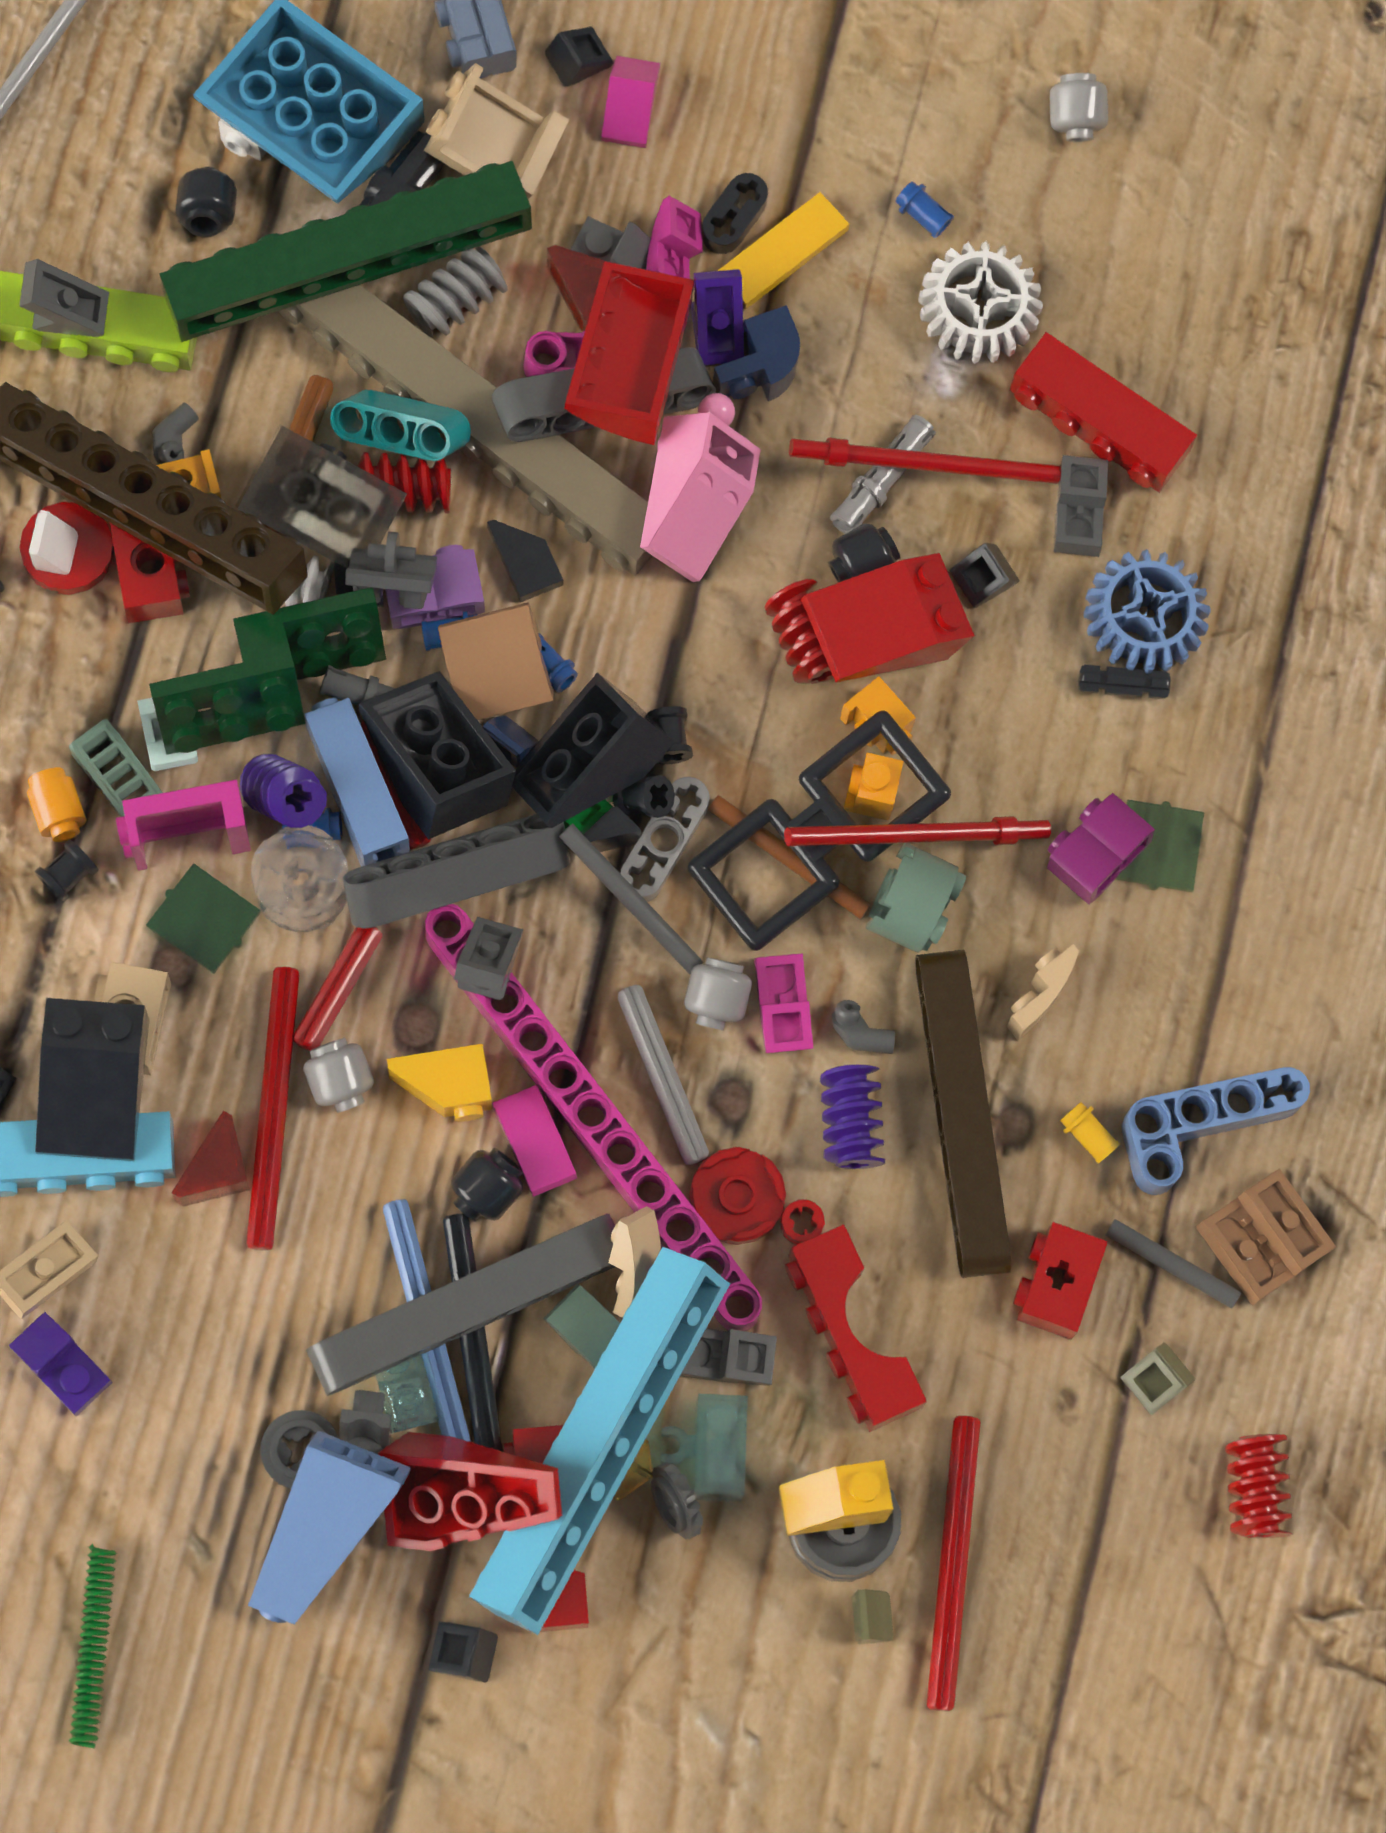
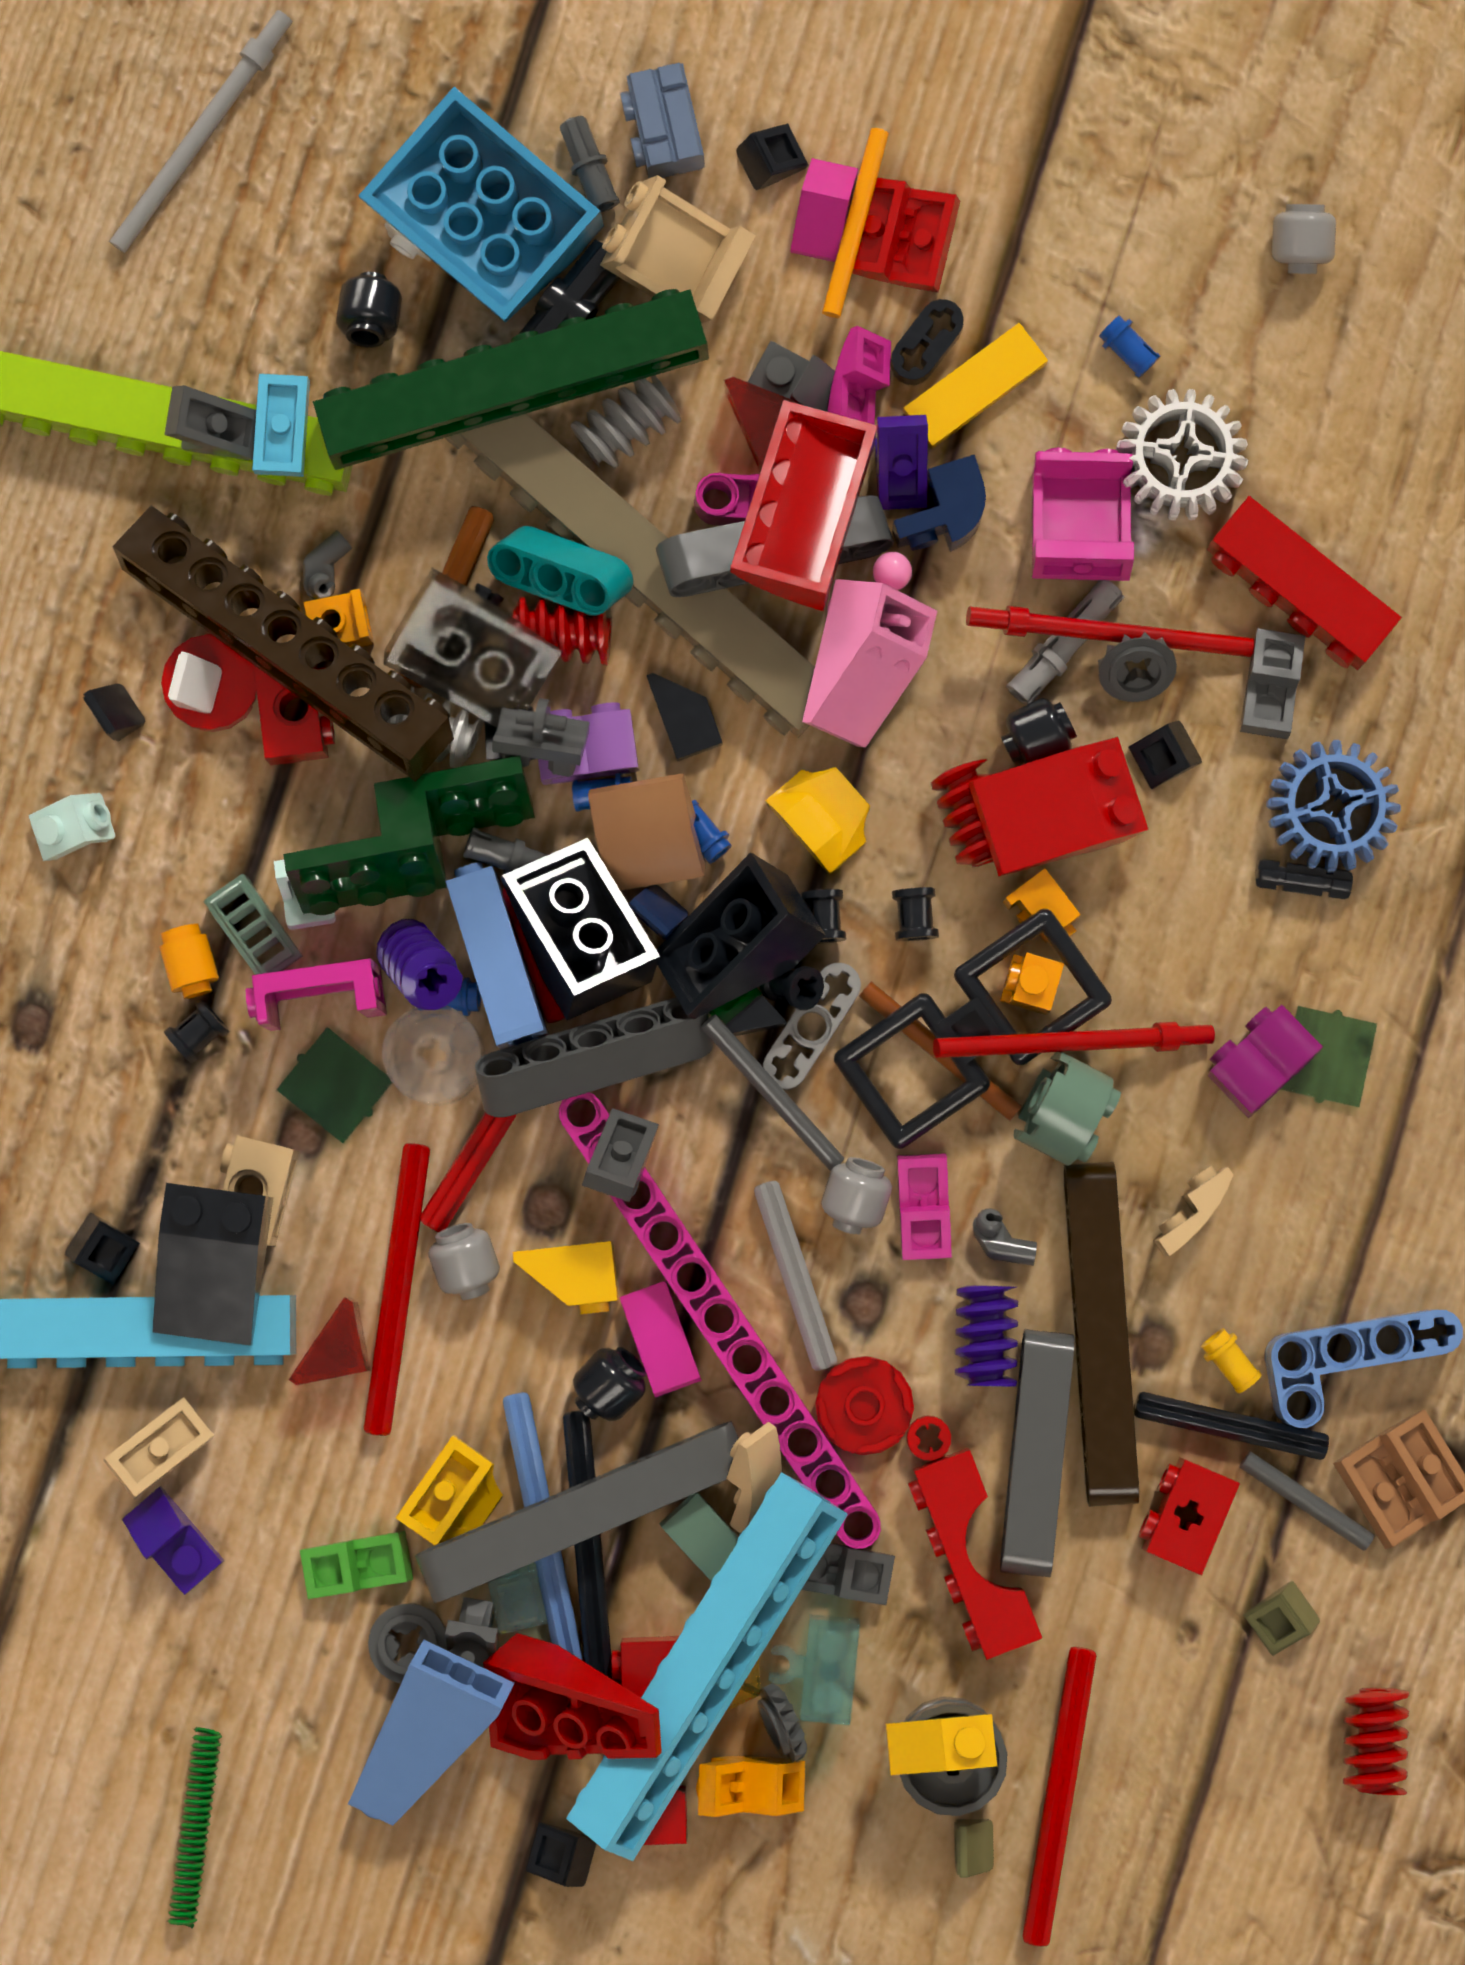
camera: 20 degrees right, 10 degrees up
(128, 301) = (281, 425): none -> medium azure plate
(244, 1376) = (356, 1564): none -> bright green slope
(337, 1296) = (452, 1495): none -> yellow slope
(406, 63) = (588, 163): none -> dark grey axle
(649, 1565) = (750, 1786): none -> light orange brick
(661, 108) = (855, 223): none -> light orange bar
(663, 643) = (823, 815): none -> yellow slope
(702, 119) = (907, 235): none -> red slope
(757, 729) = (915, 914): none -> black bush
(890, 358) = (1081, 515): none -> dark pink panel
(909, 1230) = (1037, 1453): none -> dark grey beam
(953, 511) = (1137, 684): none -> dark grey gear
(1095, 1195) = (1231, 1425): none -> black axle

